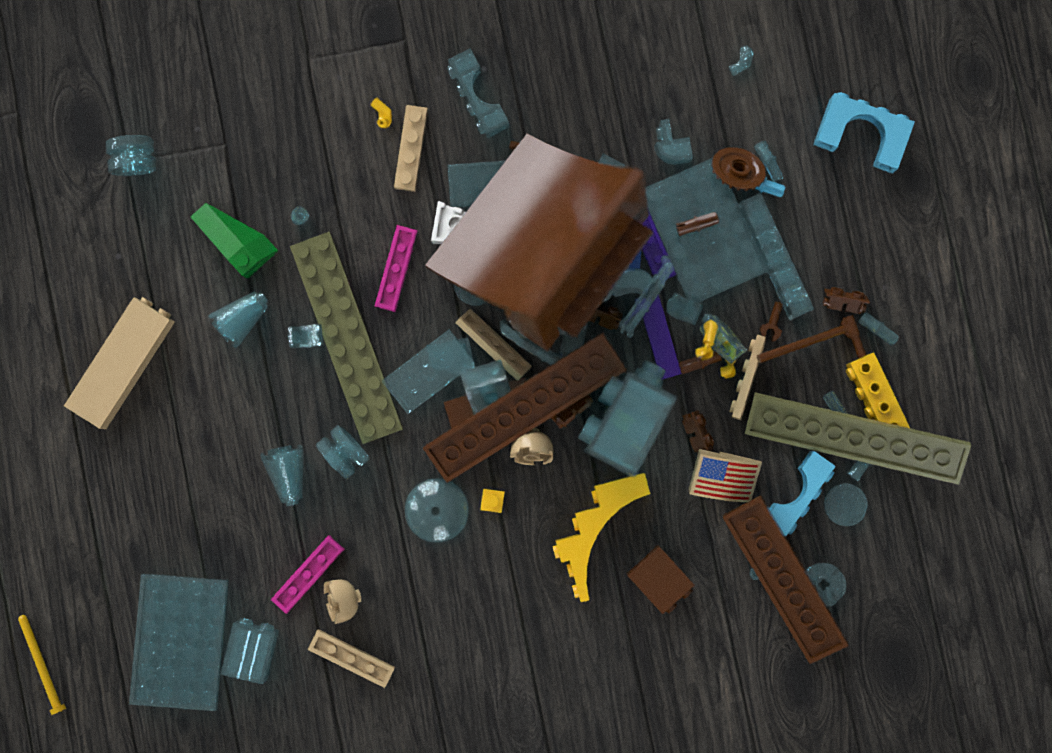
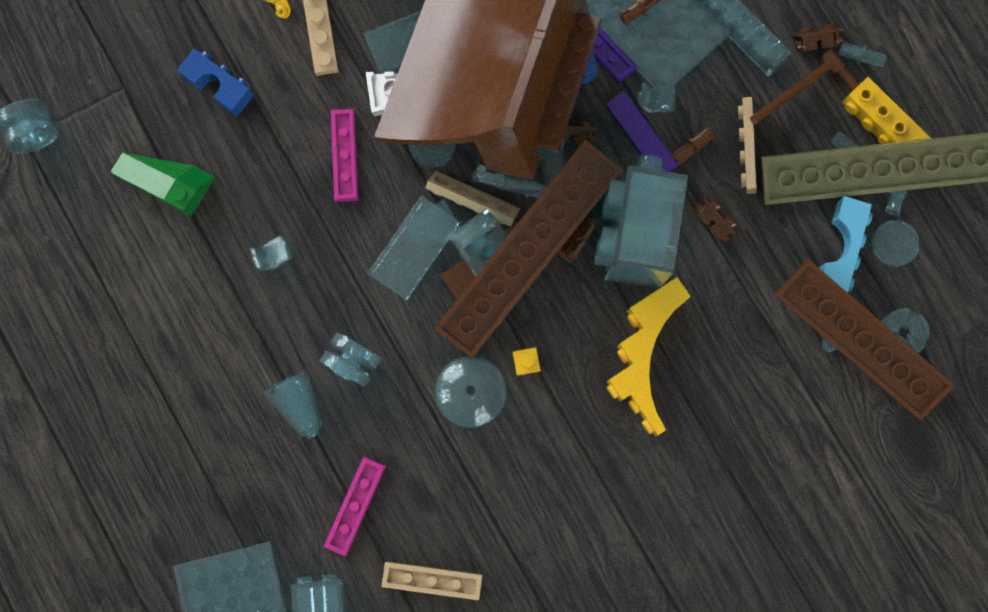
camera: 20 degrees left, 5 degrees down
(120, 363) = (81, 347): tan brick -> none
(239, 317) = (193, 258): clear light blue cone -> none
(295, 152) = (200, 70): none -> blue arch
(299, 211) = (225, 133): clear light blue hinge -> none
(342, 600) = (401, 520): tan cylinder -> none
(346, 337) = (316, 243): olive plate -> none
(532, 447) = (550, 290): tan cylinder -> none
(640, 282) = (614, 85): clear light blue piece -> none
(660, 580) = (733, 384): reddish brown brick -> none
(723, 341) = (709, 114): torso -> none
(724, 476) = (760, 254): slope -> none
(772, 325) = (752, 83): reddish brown bar -> none

